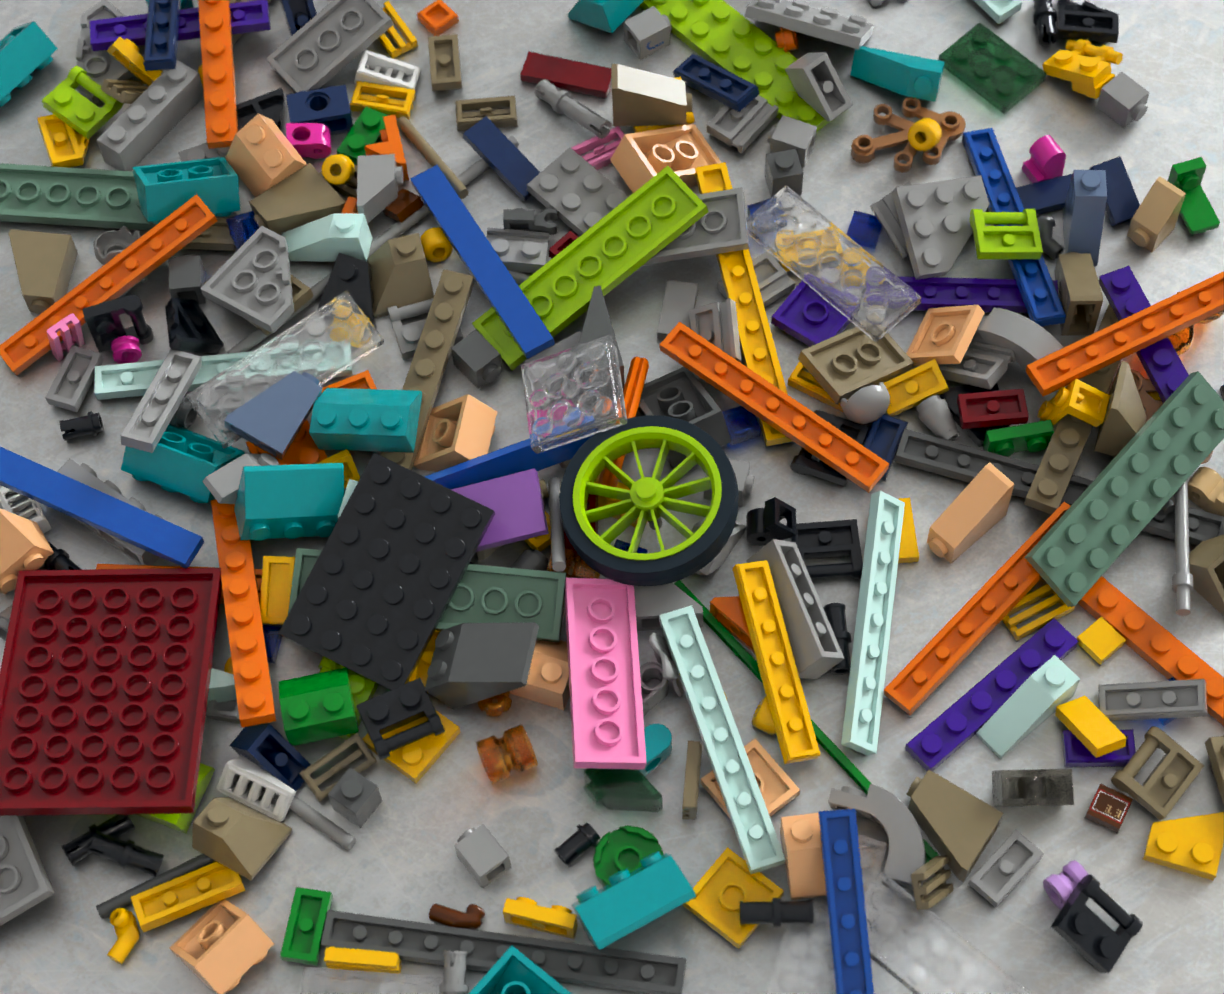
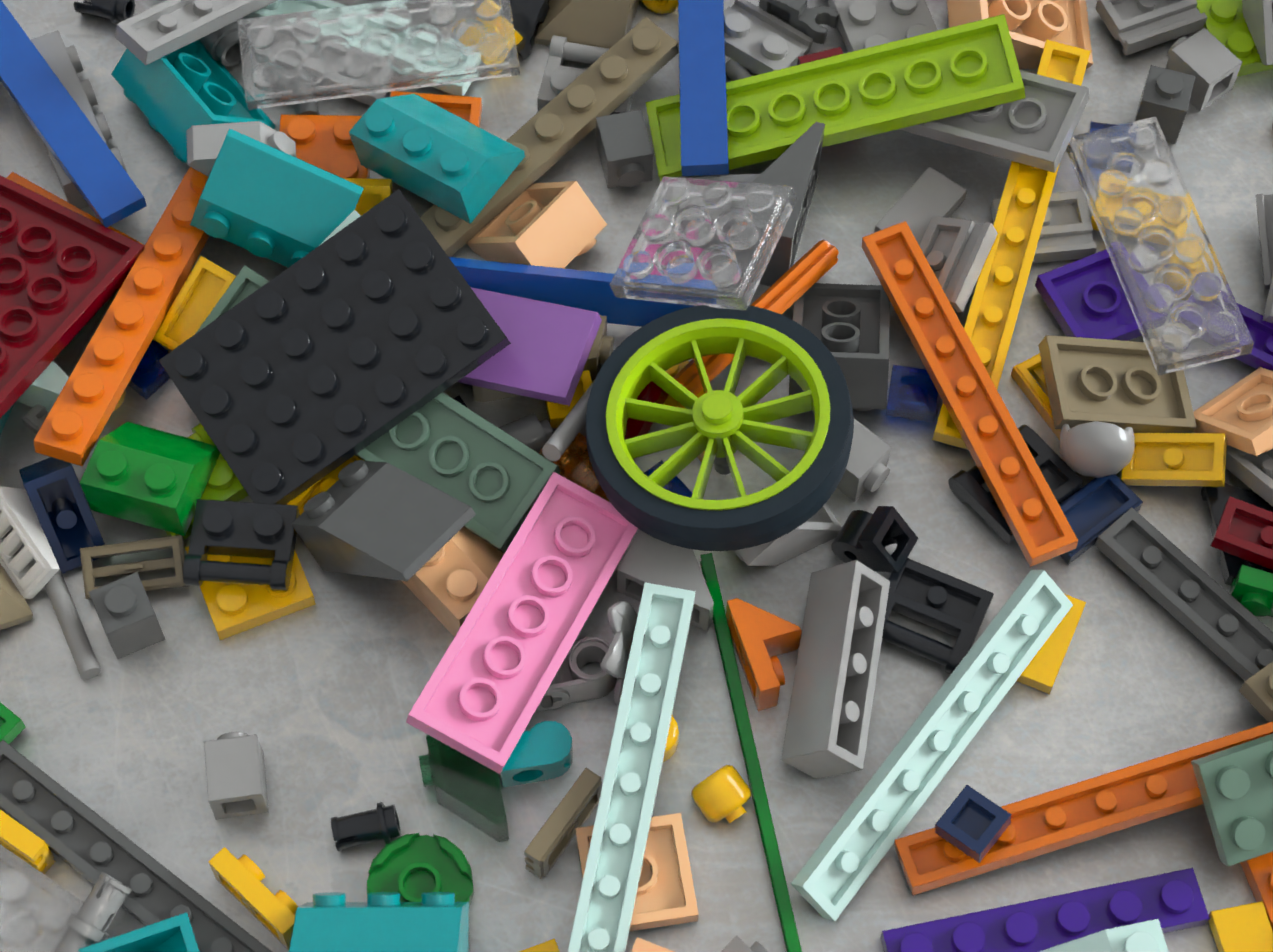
camera: 25 degrees right, 0 degrees up
(277, 413) = (327, 91): sand blue slope -> none
(450, 917) = (153, 841): reddish brown arm -> none
(495, 710) = (374, 598): clear orange plate -> none
(506, 754) = (346, 661): clear orange wheel -> none
(776, 662) = (765, 727): yellow tile -> none
(836, 615) = (884, 719): black pin -> none
(864, 229) = (1232, 226): clear blue tile -> none
(924, 656) = (973, 823): none -> dark blue plate
(938, 418) = (1187, 515): light grey cone -> none
(971, 514) = (1155, 666): light nougat slope -> none
(1039, 623) = (1158, 864): yellow tile -> none

